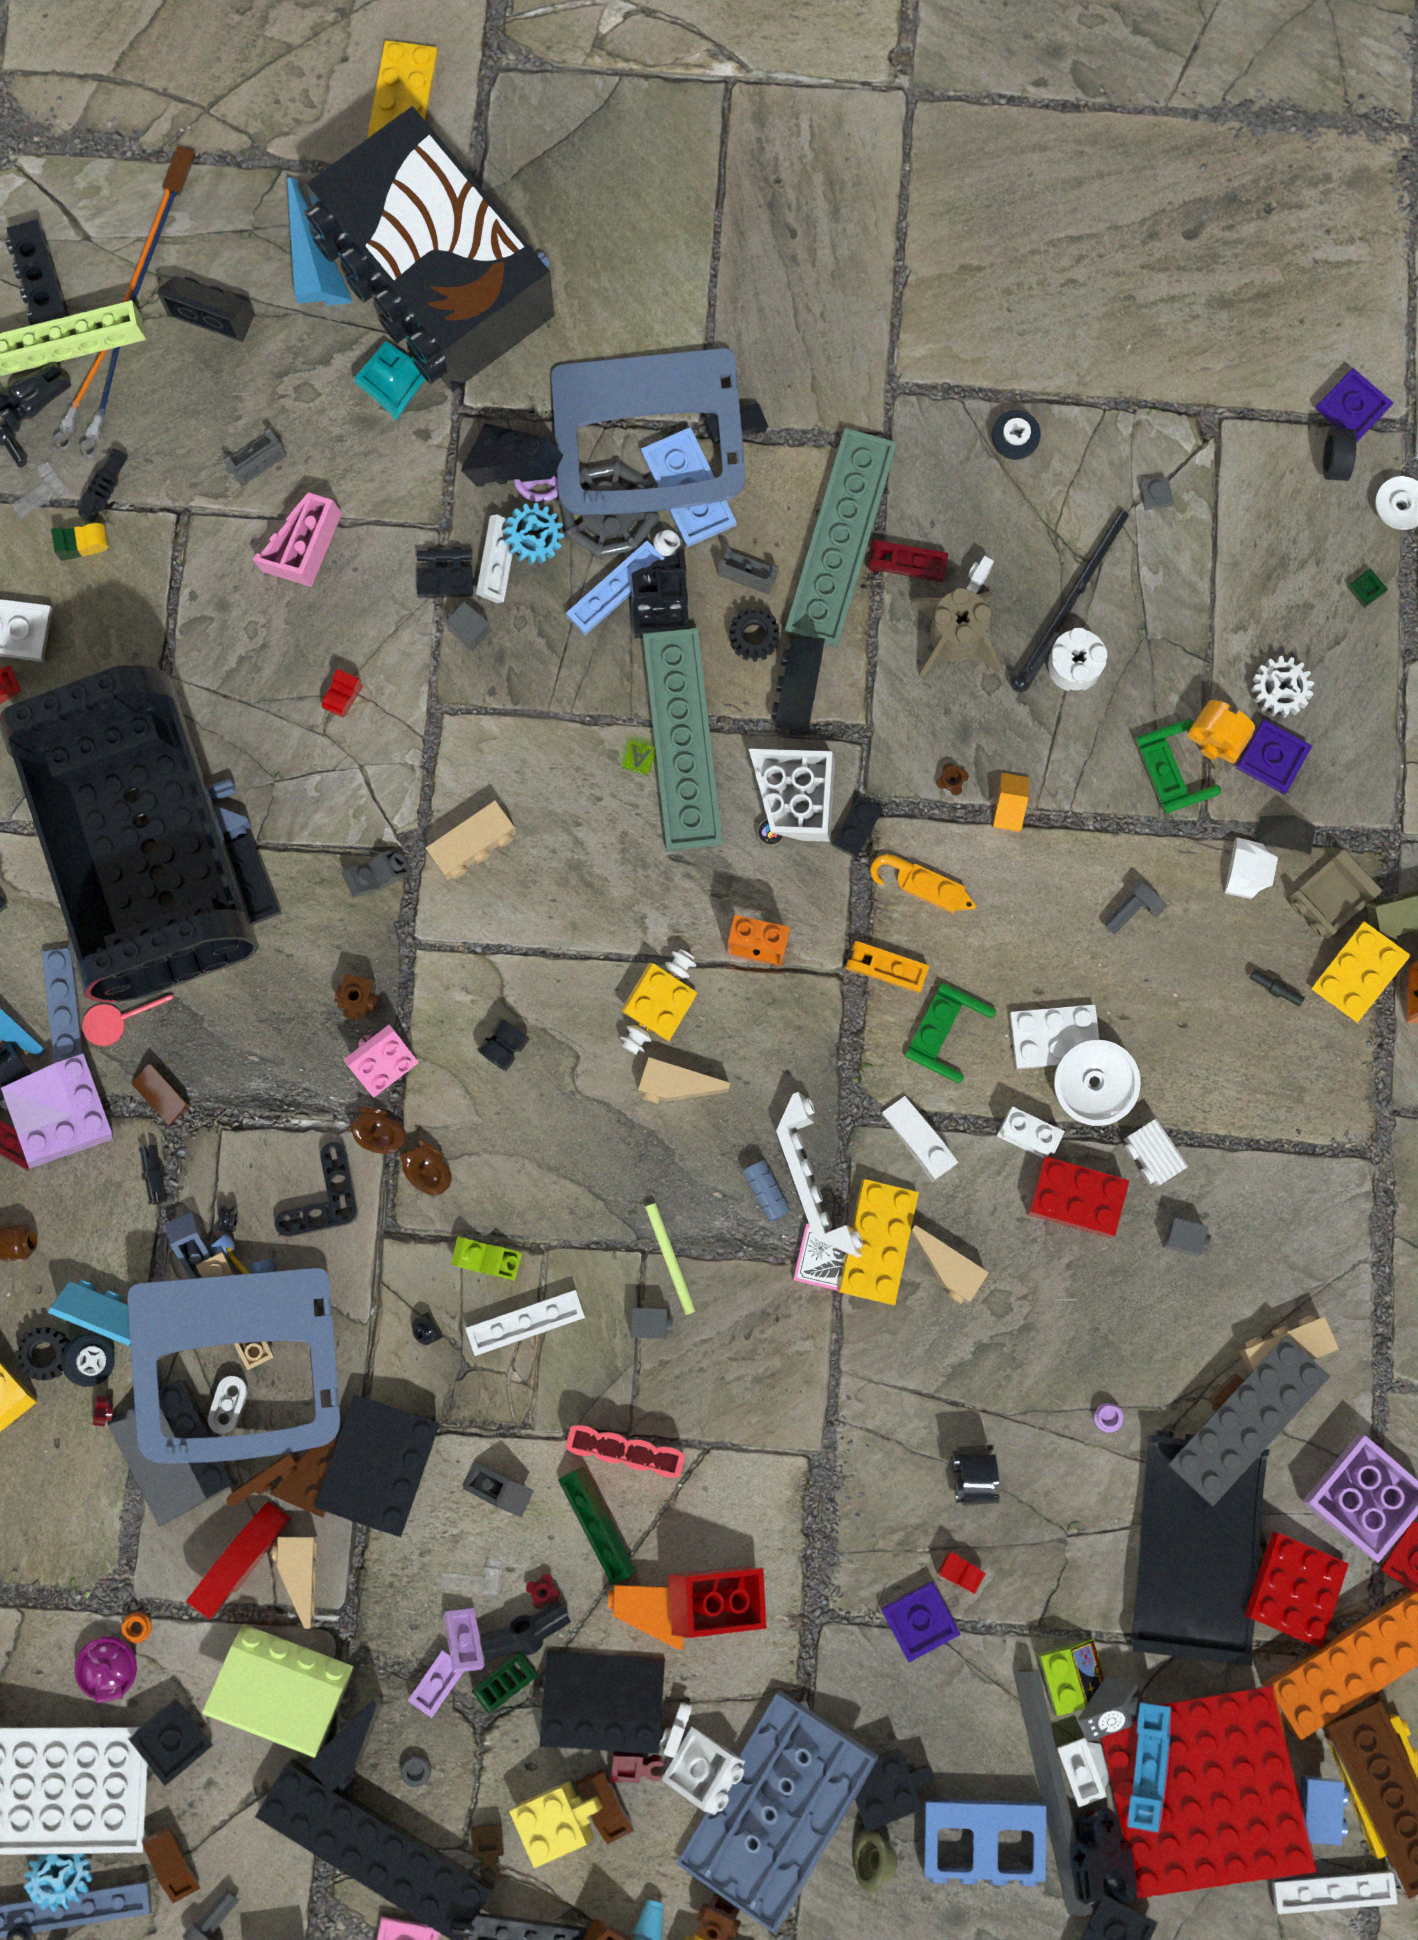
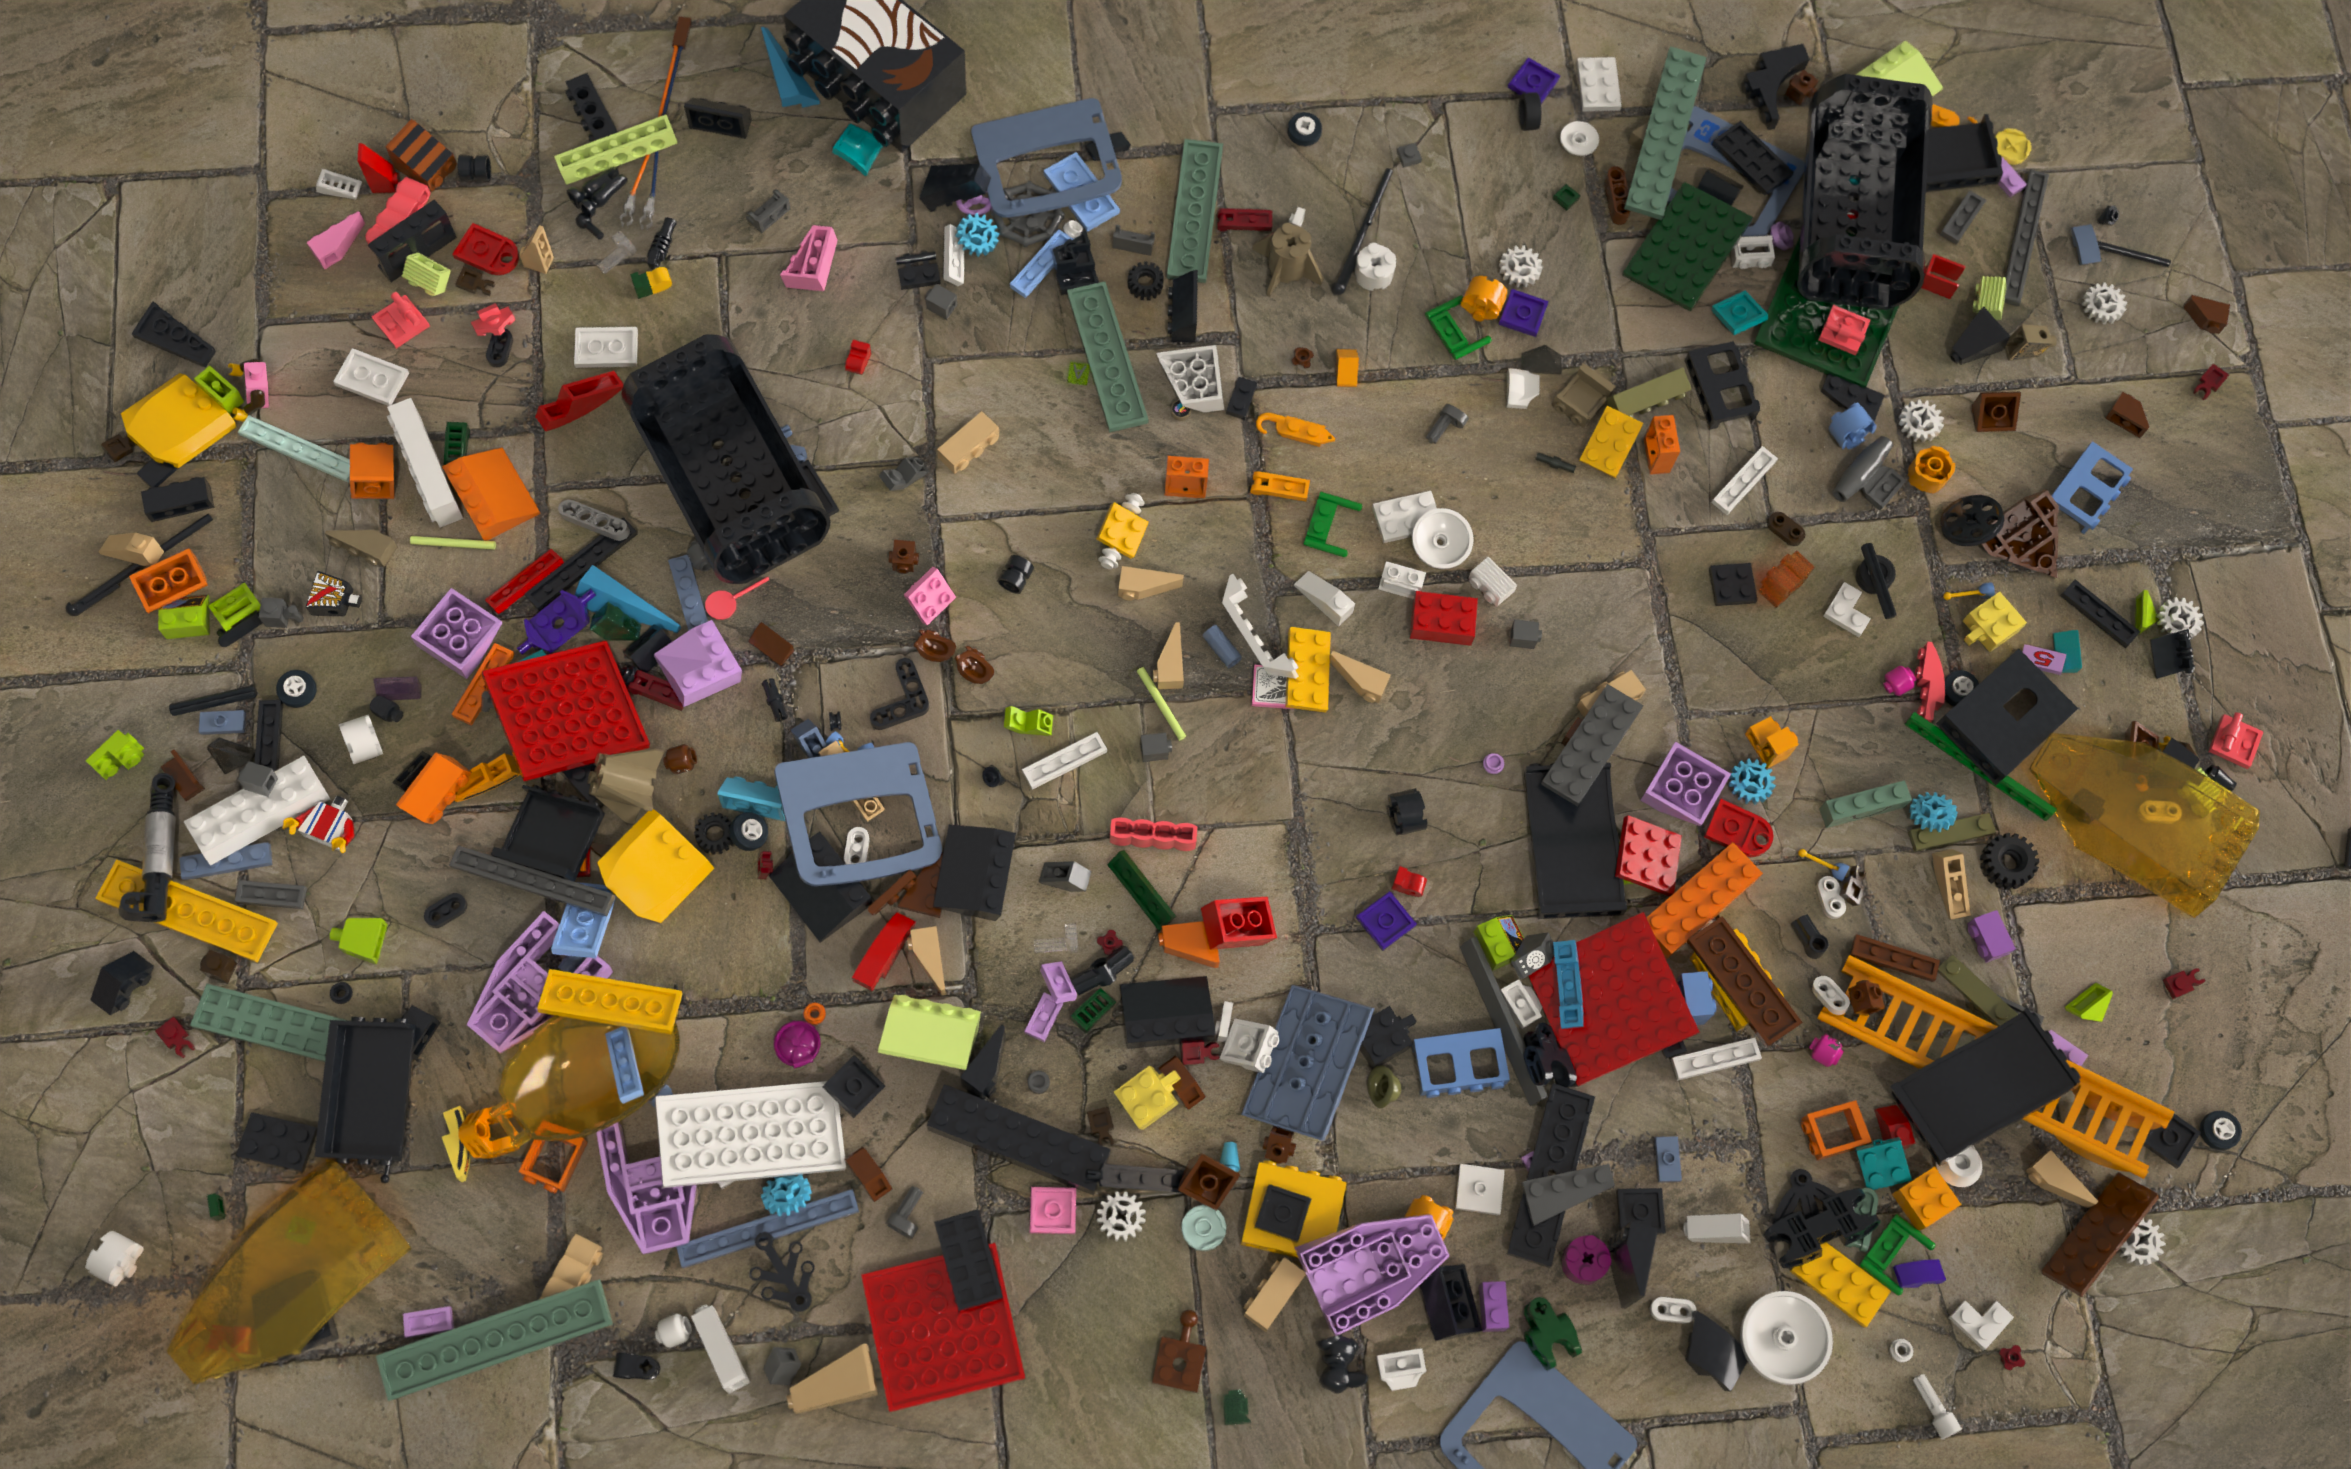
camera: 15 degrees left, 10 degrees down
(690, 1207) = (1169, 665): none -> tan slope

